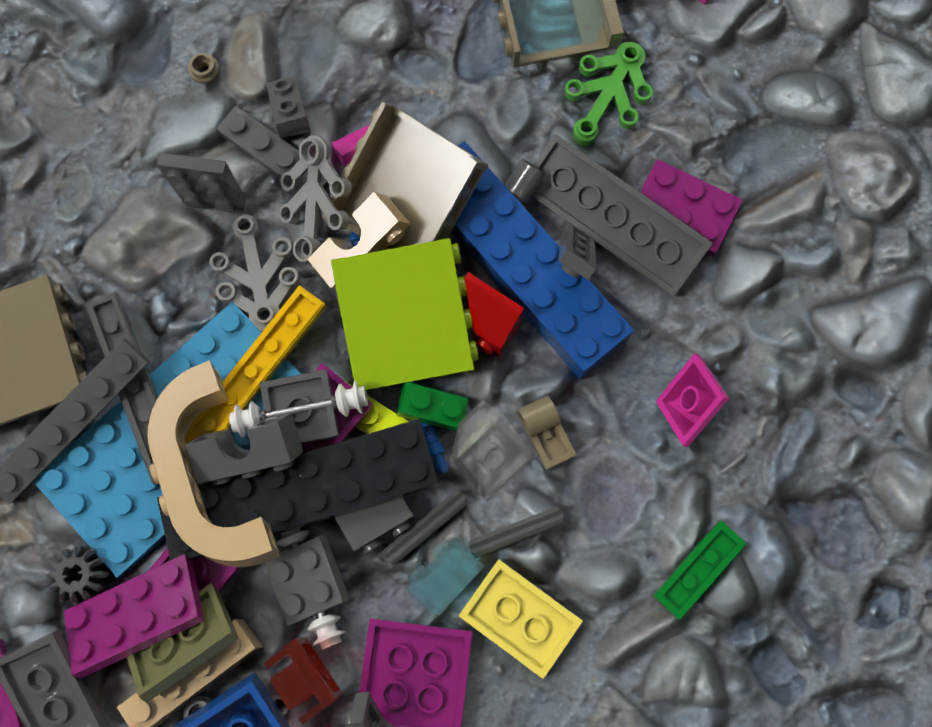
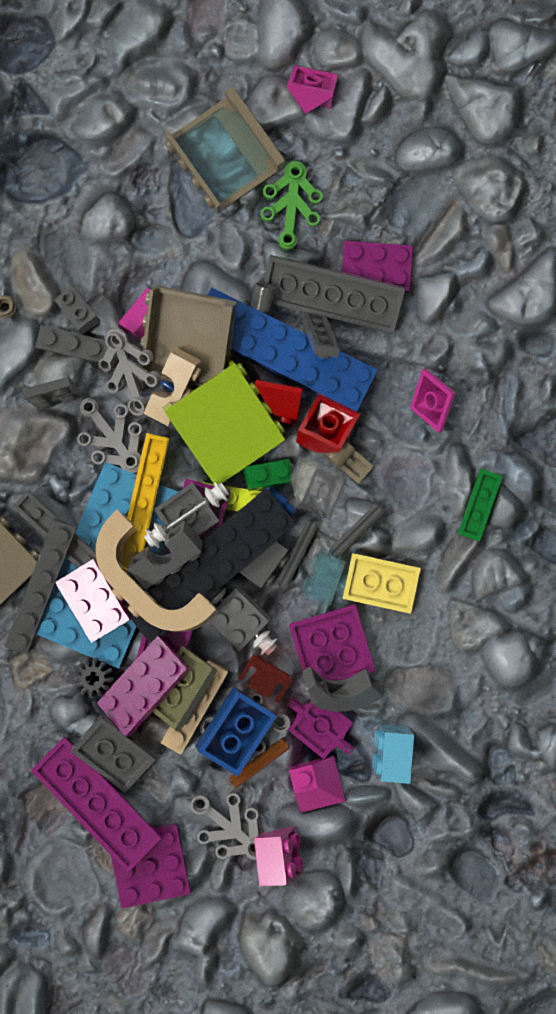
camera: 25 degrees left, 10 degrees up
(122, 471) = (92, 600): none -> plate
(535, 374) = (326, 426): none -> red slope

